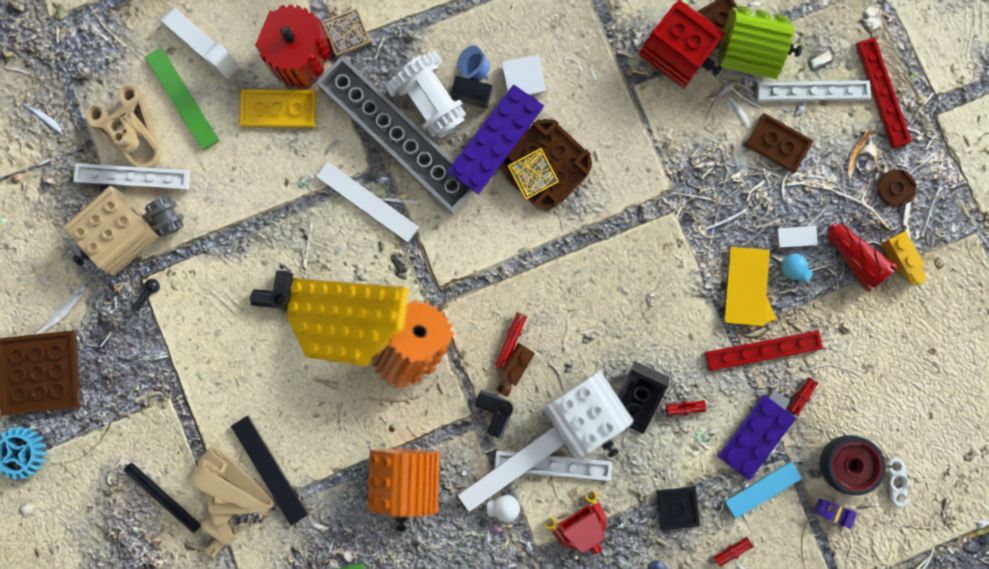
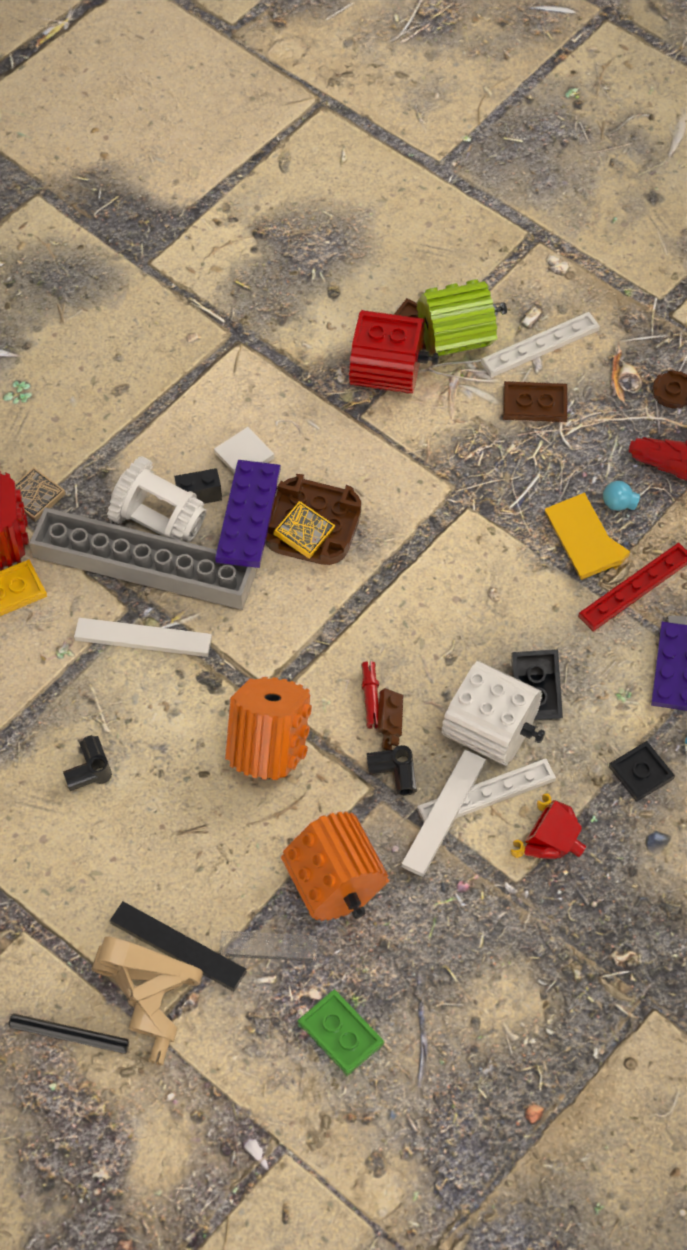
camera: 30 degrees left, 25 degrees down
(345, 318) = (184, 731): yellow plate -> none
(473, 63) = (185, 460): medium blue piece -> none
(504, 508) = (459, 854): white piece -> none
(685, 408) = (590, 672): red pin -> none
(797, 237) = (604, 472): white tile -> none
(883, 93) = (609, 317): red tile -> none

